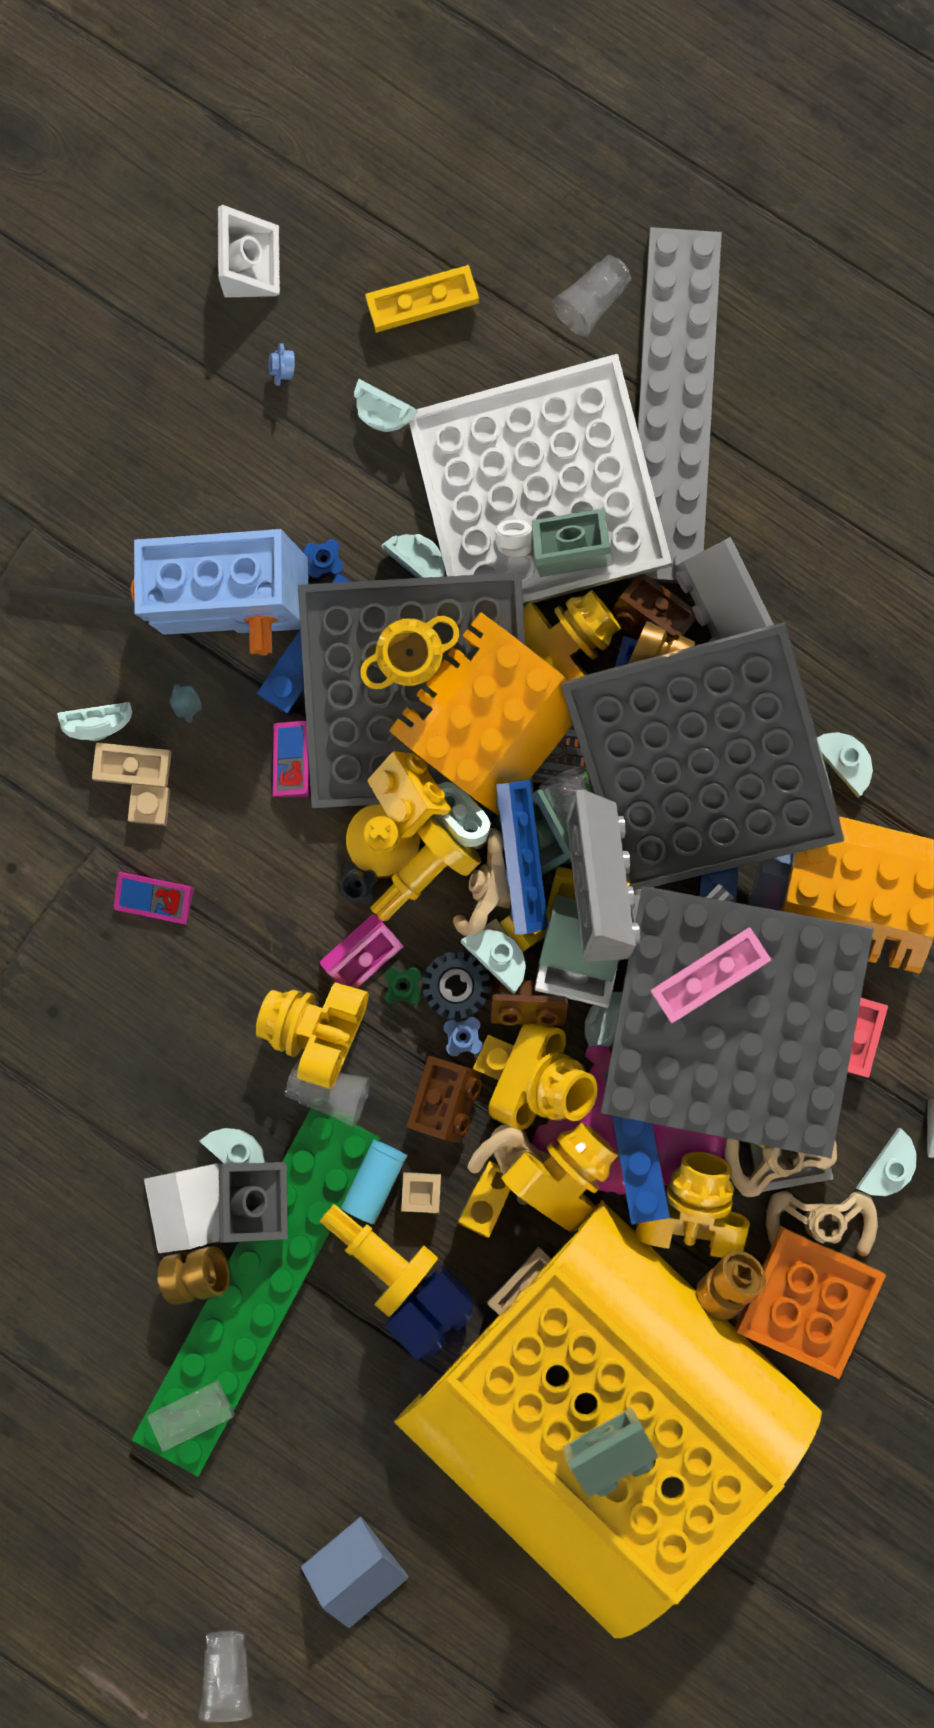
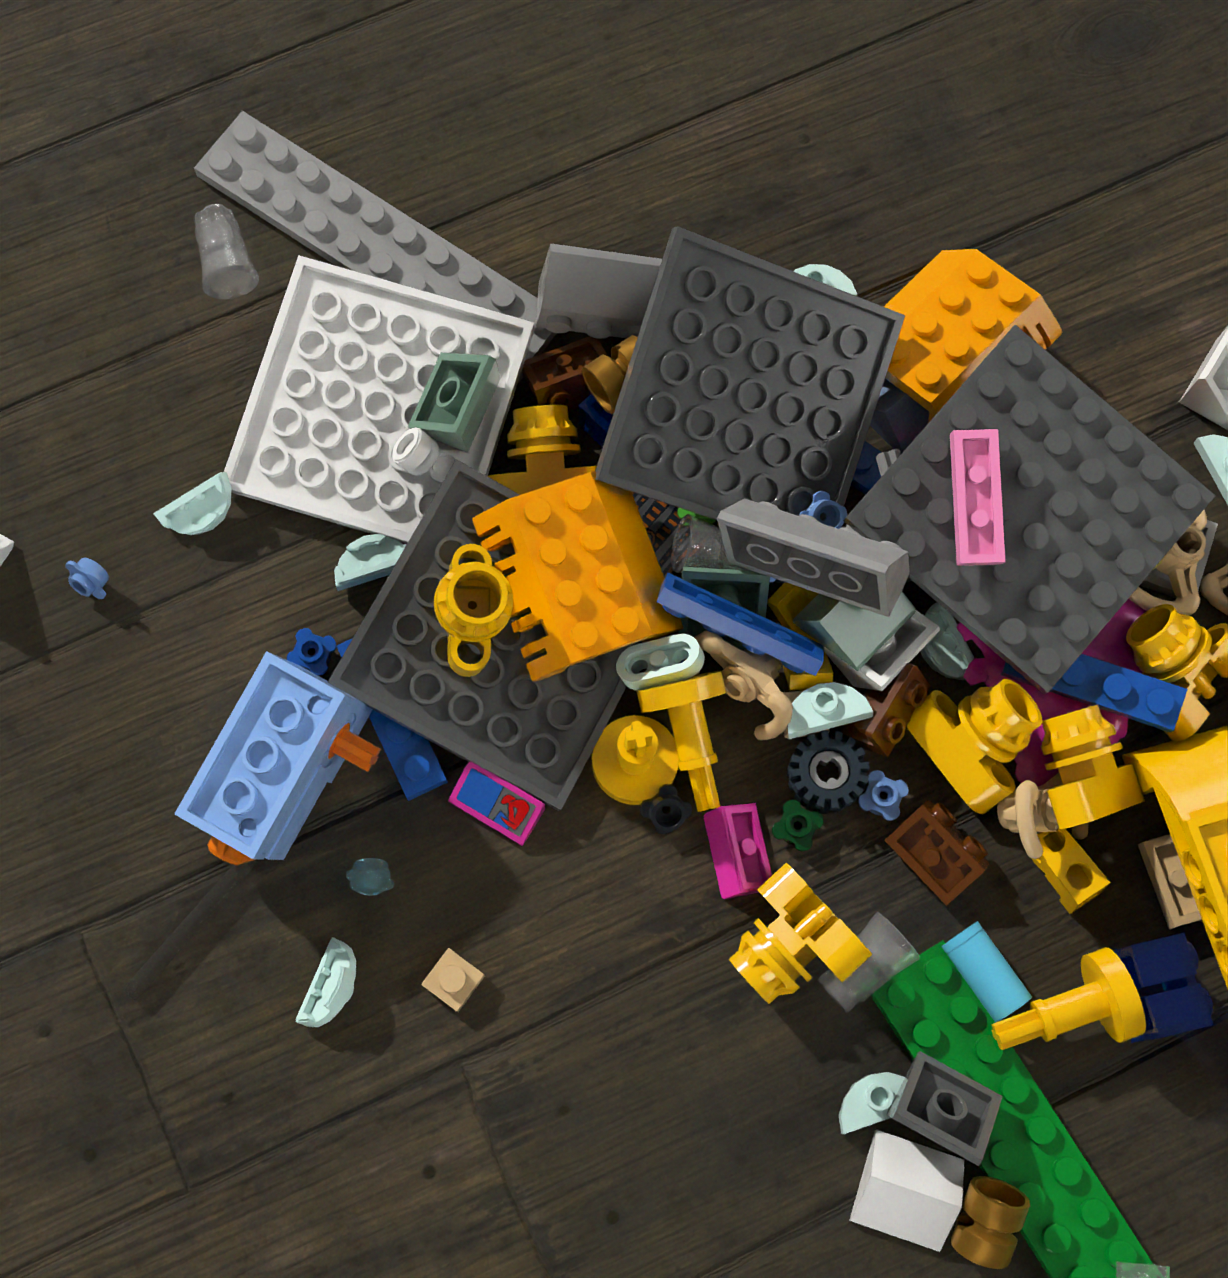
camera: 60 degrees left, 10 degrees down
(131, 765) = (400, 973): tan plate -> none
(153, 898) = (555, 1033): slope -> none
(407, 792) = (607, 697): yellow bracket -> none
(421, 1192) = (1022, 930): tan plate -> none
(422, 298) = (115, 408): yellow plate -> none
(493, 1057) = (922, 777): yellow plate -> none
(642, 878) = (834, 511): none -> medium blue plate

